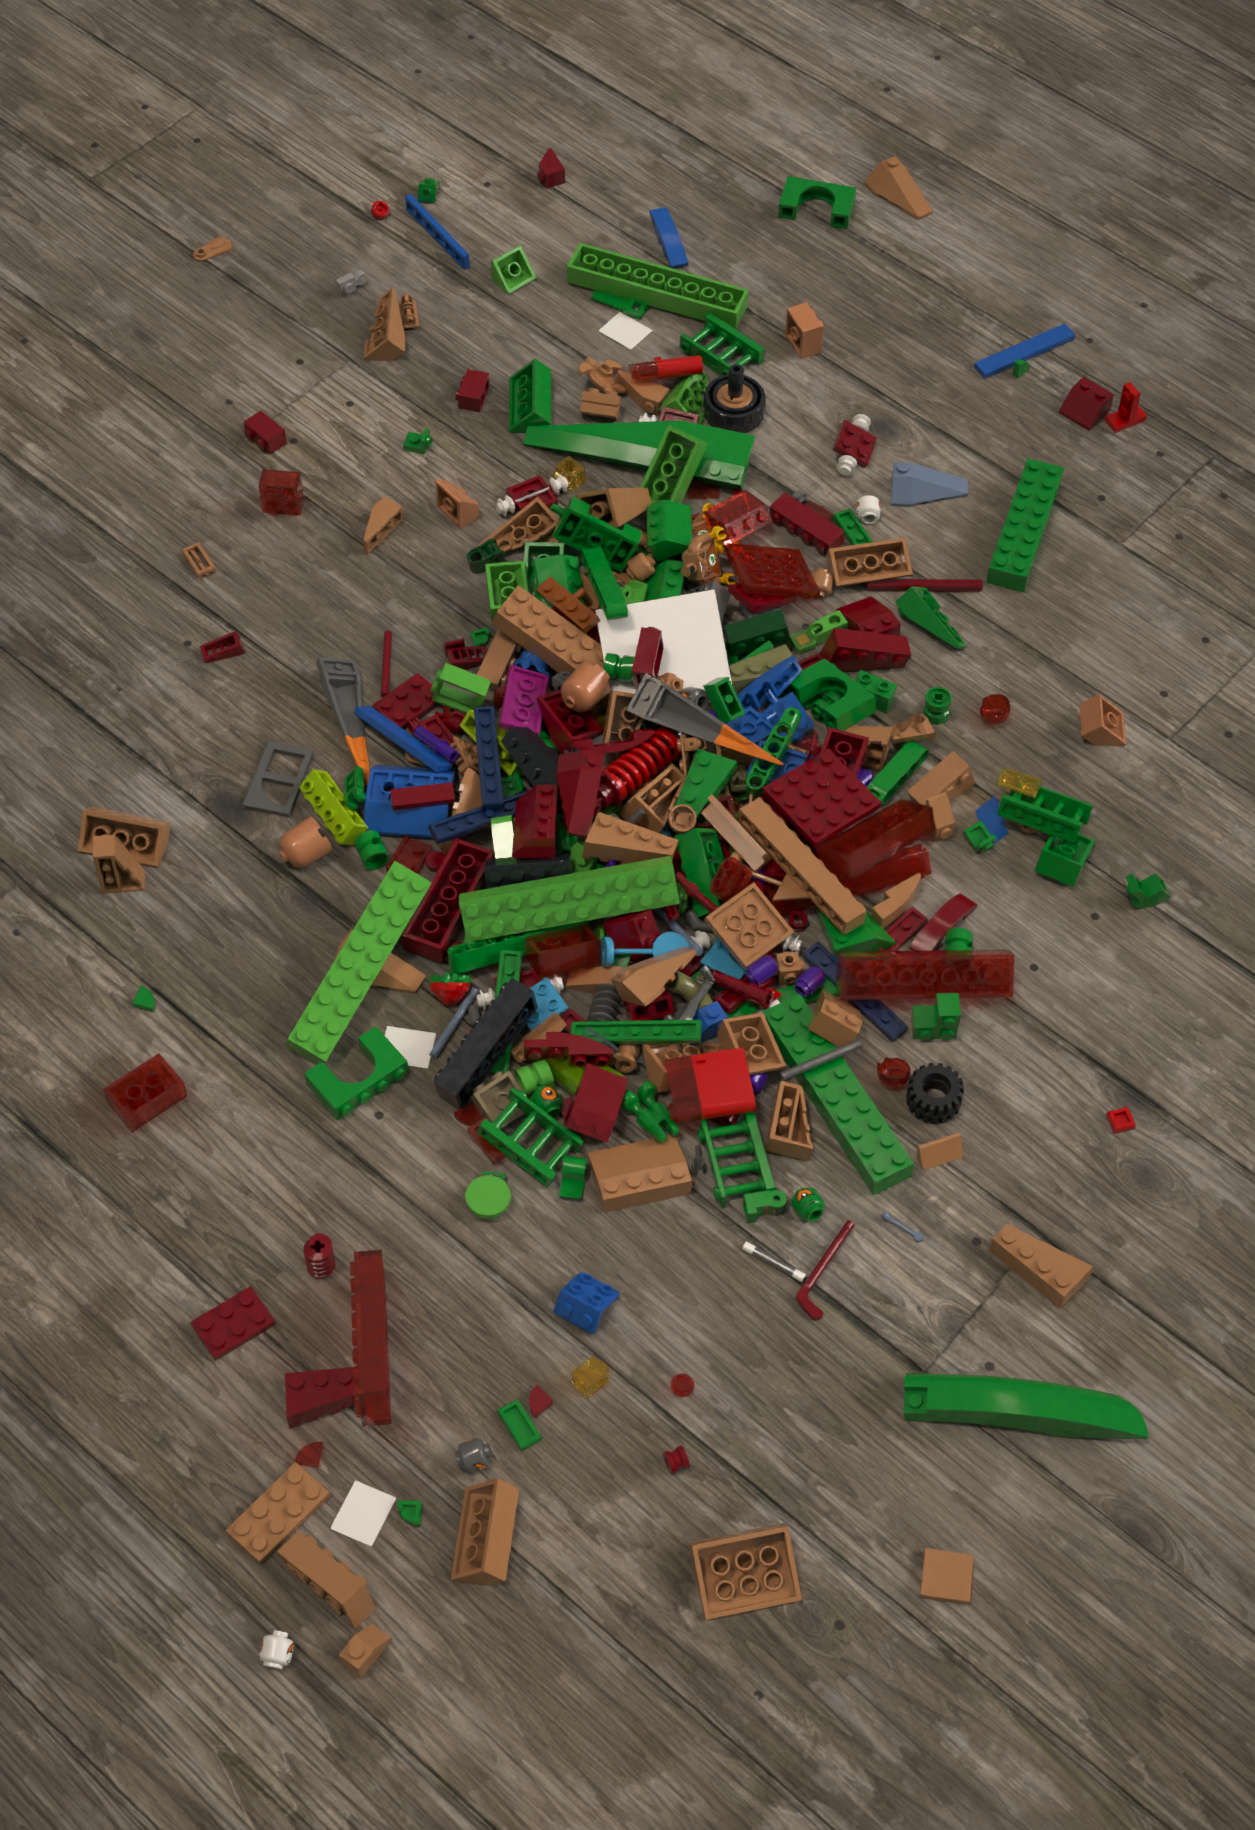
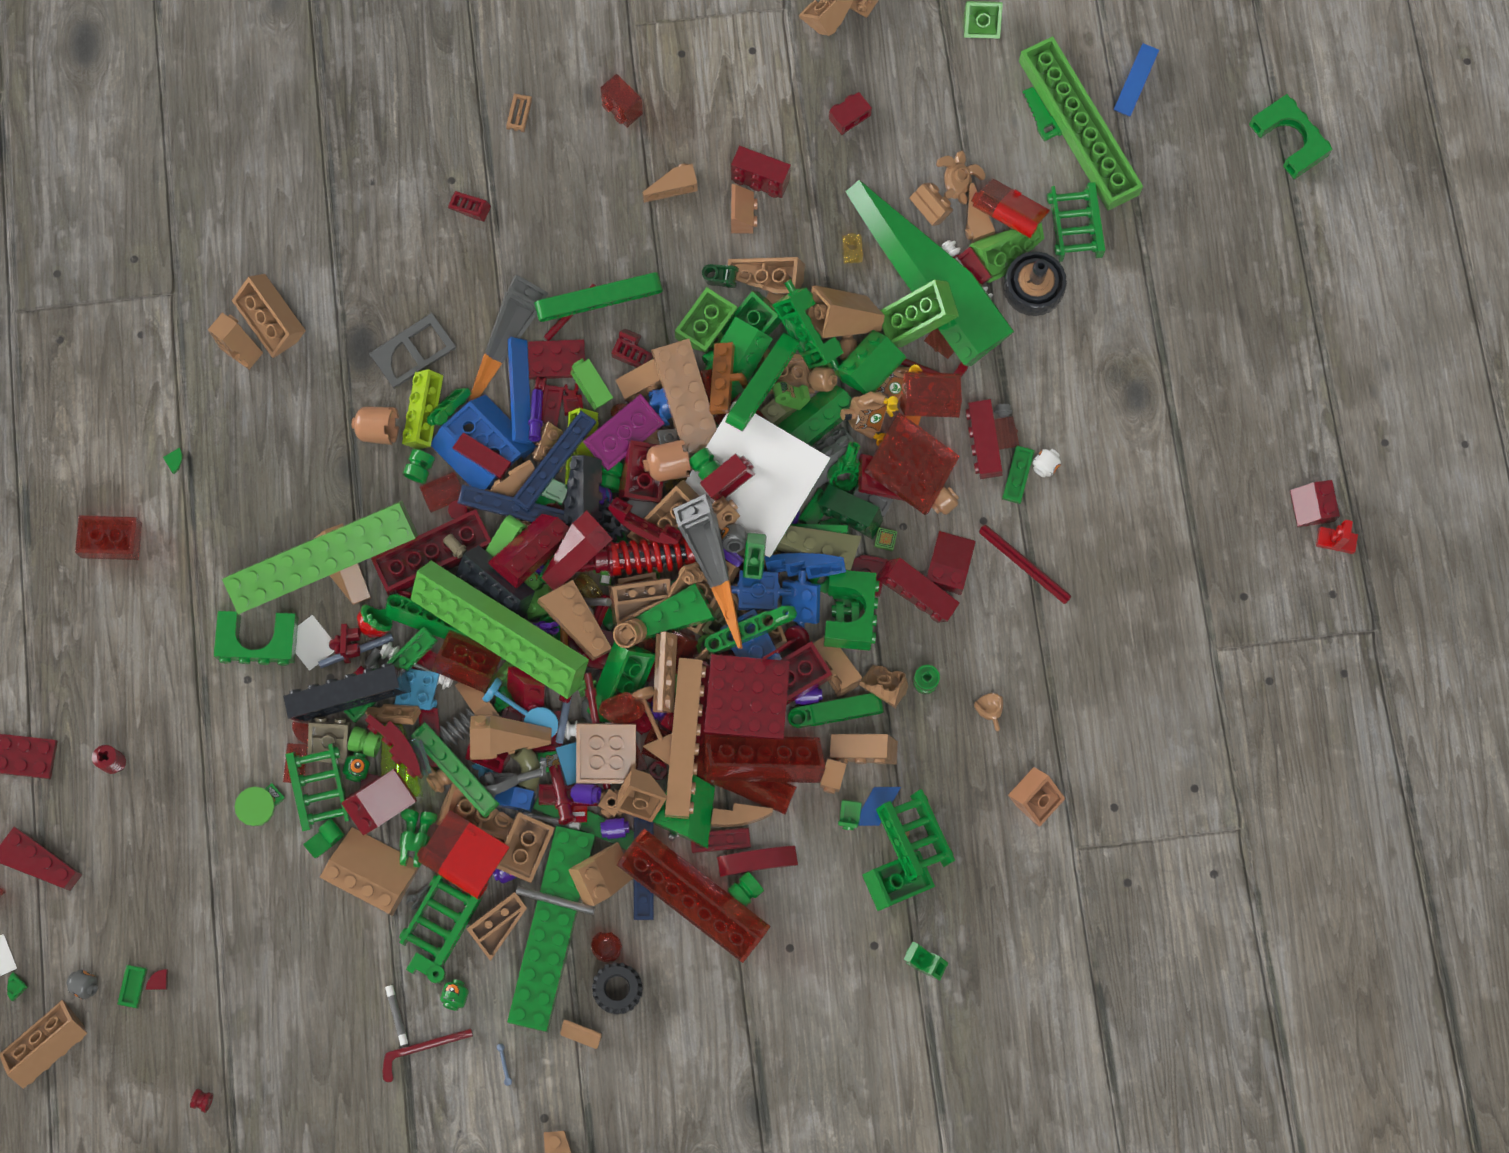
camera: 40 degrees right, 20 degrees up
(264, 432) = (662, 32): dark red brick -> none
(370, 1339) = (77, 853): clear red brick -> none
(400, 634) = (598, 297): none -> green beam
(418, 442) = (767, 128): green bracket -> none
(442, 1018) = (343, 644): none -> dark red hips
(448, 462) = (760, 172): none -> dark red brick
(467, 872) = (455, 546): none -> dark tan pin
(480, 637) = (656, 342): green tile -> none
(526, 491) = (806, 245): plate -> none
(530, 397) = (886, 154): green slope -> none
(585, 1301) = (250, 936): blue bracket -> none
(590, 1376) = (202, 994): clear yellow brick -> none
(625, 330) = (1022, 143): white sticker -> none
(682, 1385) = (255, 1050): clear red plate -> none
(726, 601) = (846, 464): none -> green pin
(804, 330) = (1154, 258): nougat brick -> none
(810, 931) = (640, 796): none -> medium nougat slope
(821, 629) = (913, 544): bright green leg -> none
(854, 444) = (1093, 394): dark red plate -> none
(869, 562) = (996, 514): medium nougat slope -> none
(882, 689) = (892, 628): green brick -> none
(896, 185) = (1371, 170): medium nougat wedge -> none
(919, 484) = (1107, 472): sand blue wedge -> none
(923, 609) = (998, 595): green wedge -> none
(937, 1020) = (673, 933): green brick -> none
(995, 709) = (966, 718): clear red hair -> none
(1007, 688) = (990, 707): none -> medium nougat piece
(1019, 782) = (916, 798): clear yellow plate -> none
(1020, 368) = (1297, 426): green tile -> none
(1024, 350) = (1319, 412): blue tile -> none
(1025, 525) = (1153, 575): green brick -> none
(1120, 1120) = (729, 1118): red tile -> none

